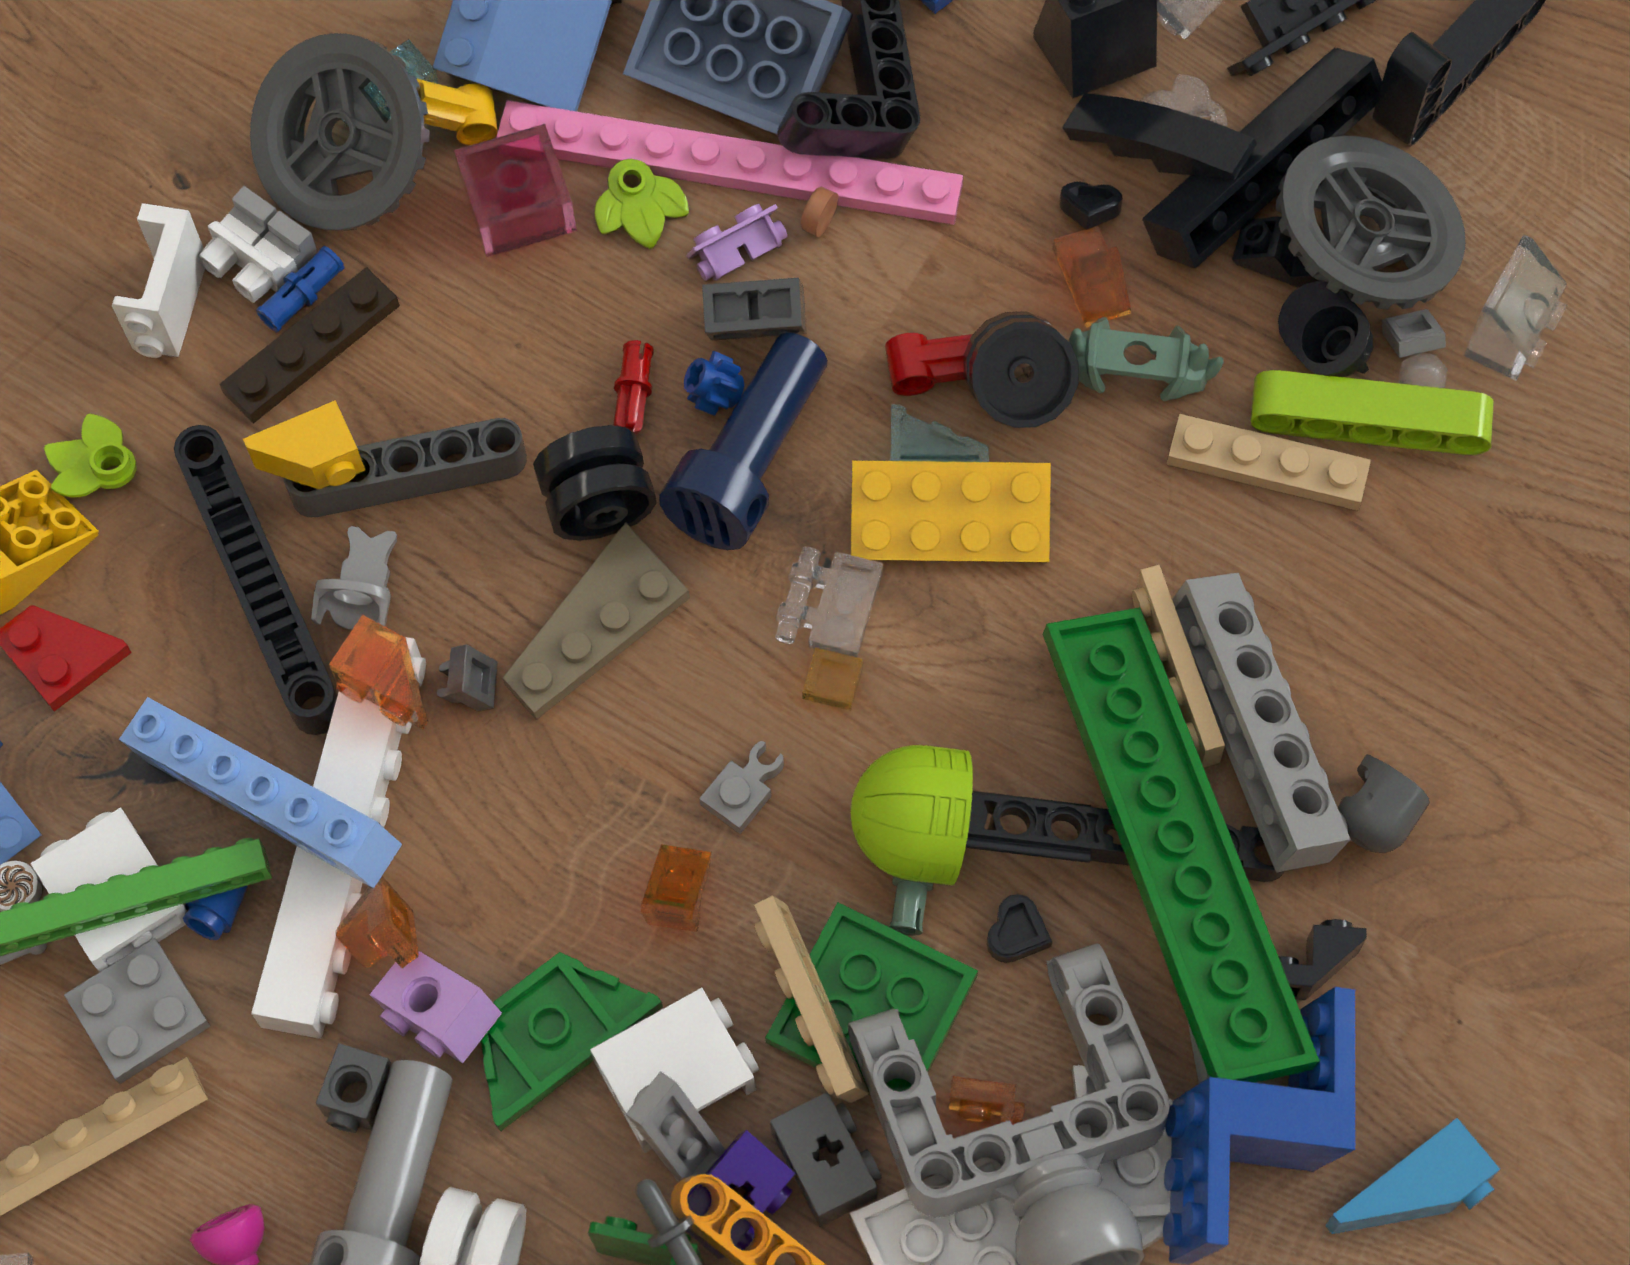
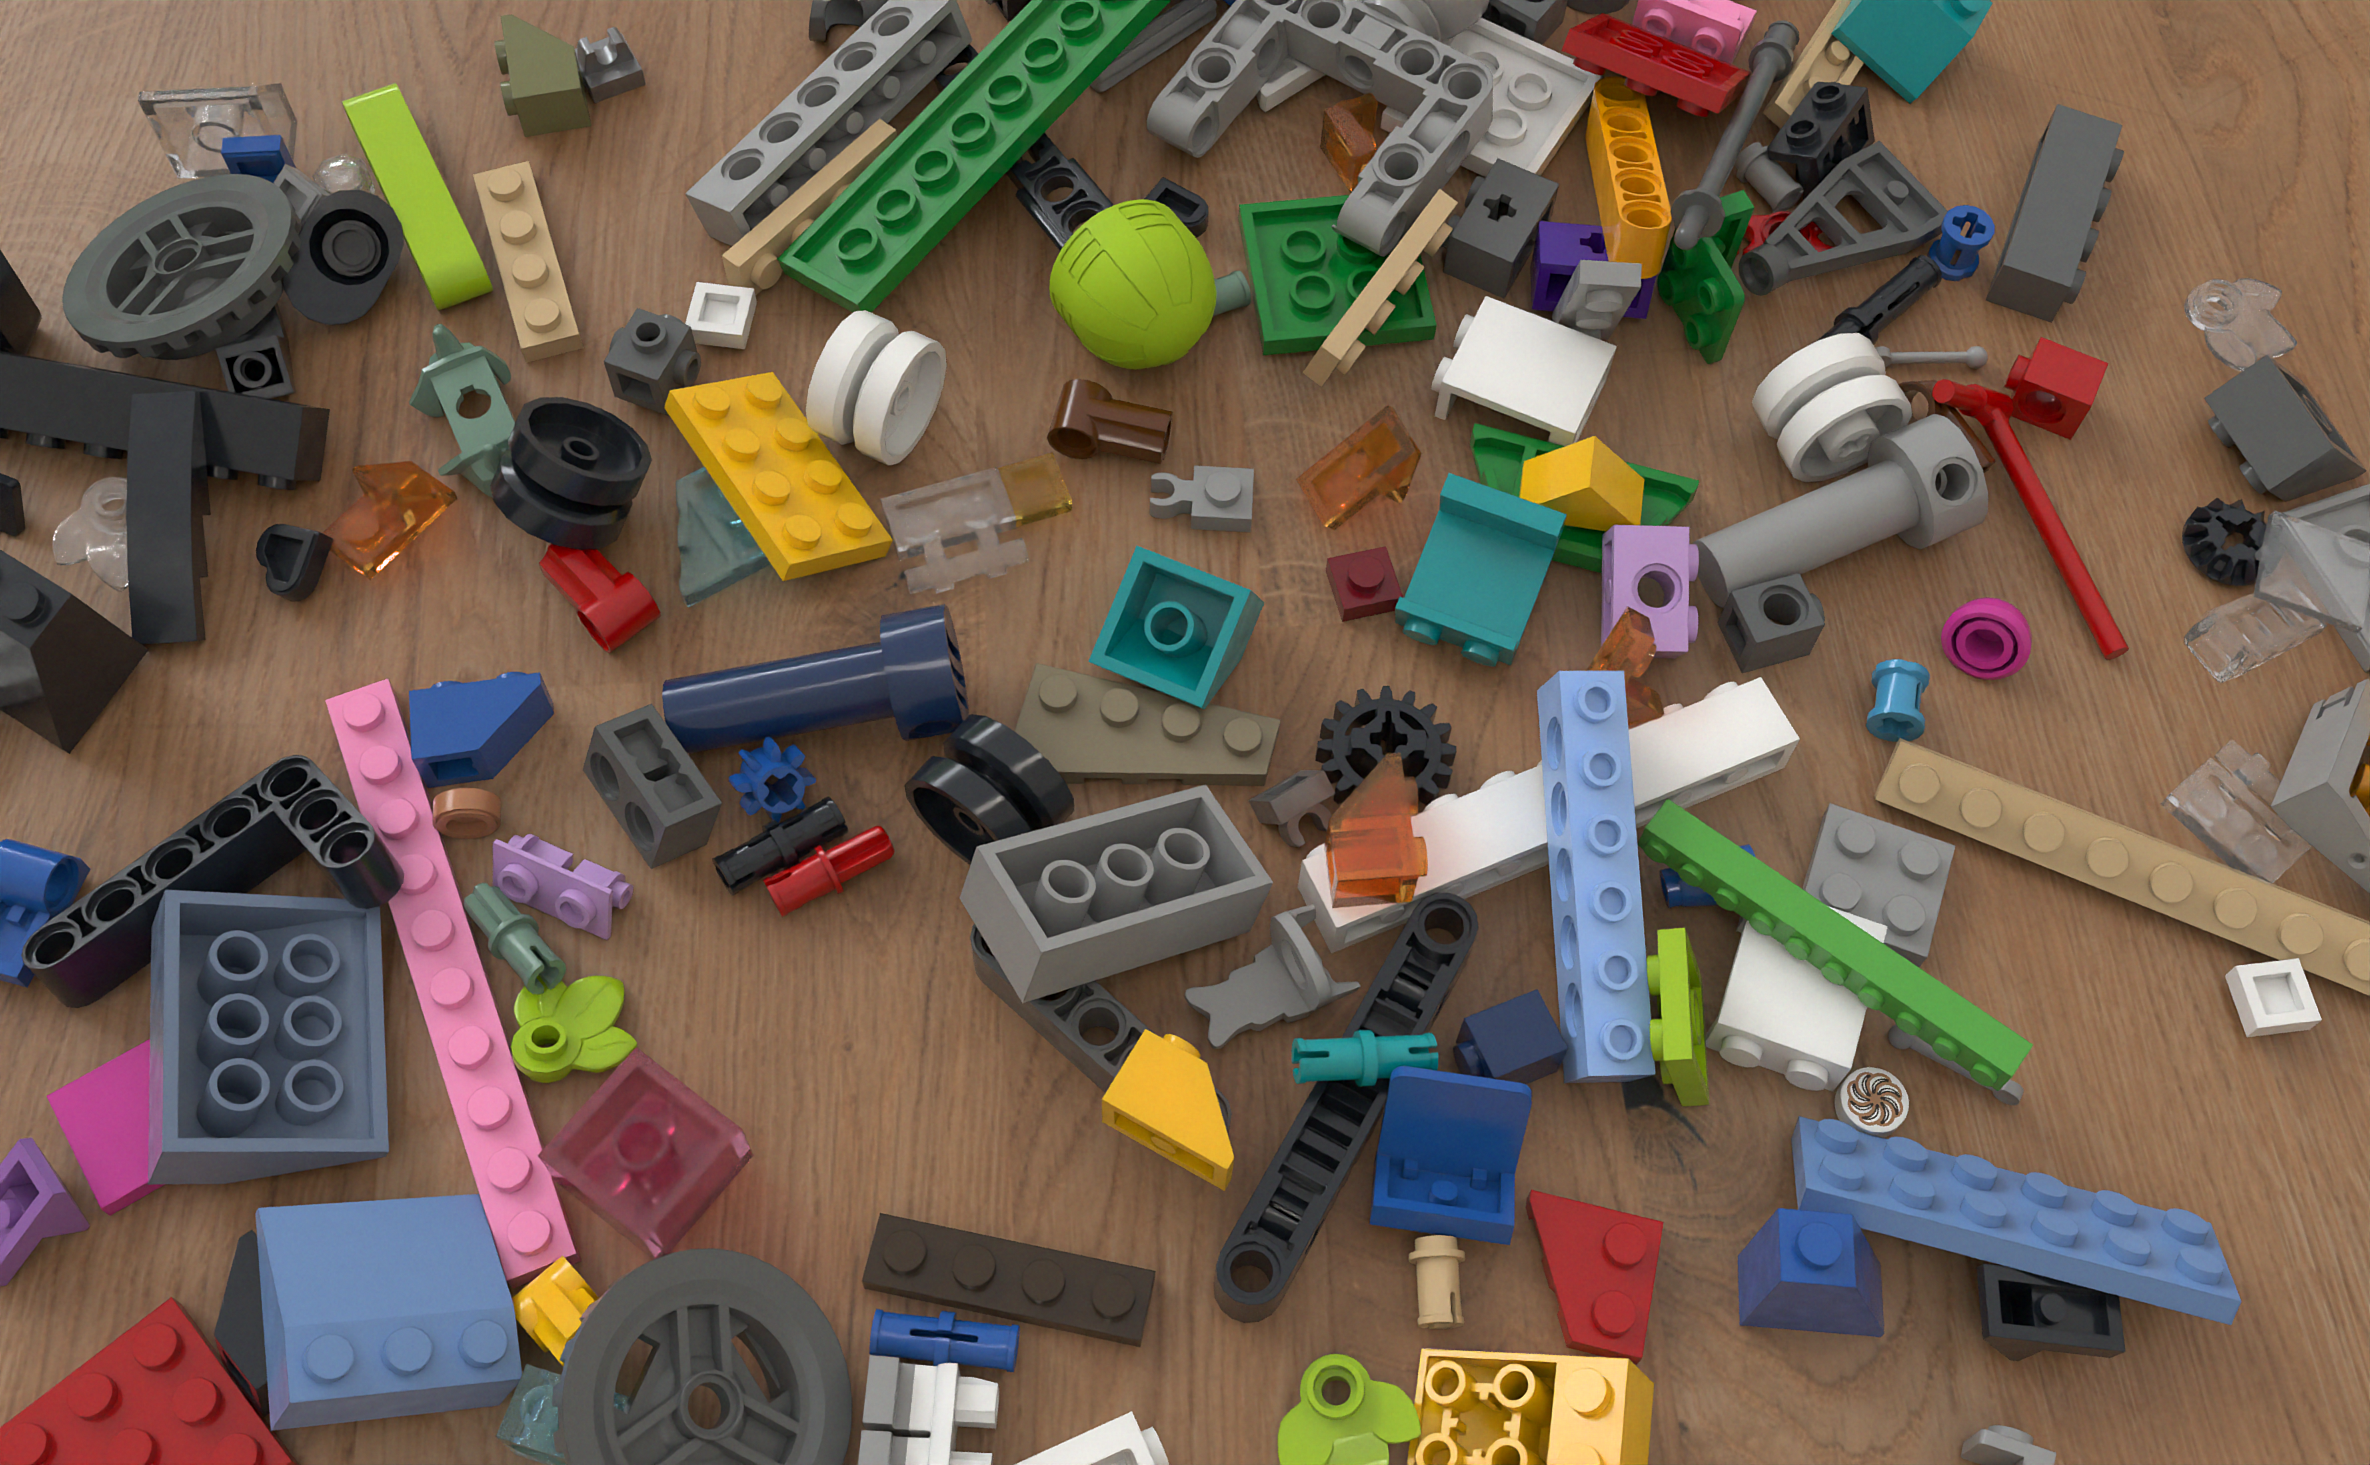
camera: 130 degrees left, 5 degrees down
(130, 563) = (1438, 1281): none -> tan pin
(140, 785) = (1679, 1034): none -> lime plate
(166, 593) = (1449, 1154): none -> blue bracket
(215, 691) = (1511, 1041): none -> dark blue brick
(236, 1129) = (1898, 700): none -> dark azure bush
(257, 574) = (1360, 1057): none -> teal pin
(457, 736) = (1354, 752): none -> black gear
(468, 505) = (1113, 891): none -> light grey brick
(536, 907) = (1480, 571): none -> teal panel
(541, 1021) = (1585, 484): none -> yellow slope
(599, 844) = (1363, 583): none -> dark red plate
(642, 684) = (1176, 628): none -> teal slope
(670, 370) = (780, 845): none -> black pin
(715, 197) = (514, 938): none -> sand green axle
(853, 744) = (1093, 422): none -> reddish brown piece
(879, 239) = (475, 726): none -> blue slope
(965, 597) = (876, 387): none -> white wheel
(1101, 481) = (652, 358): none -> dark grey brick
(1123, 554) = (721, 314): none -> white plate
(1434, 608) = (608, 66): none -> flat silver tile
(1441, 548) = (544, 79): none -> olive slope
(1465, 326) = (256, 155): none -> blue tile

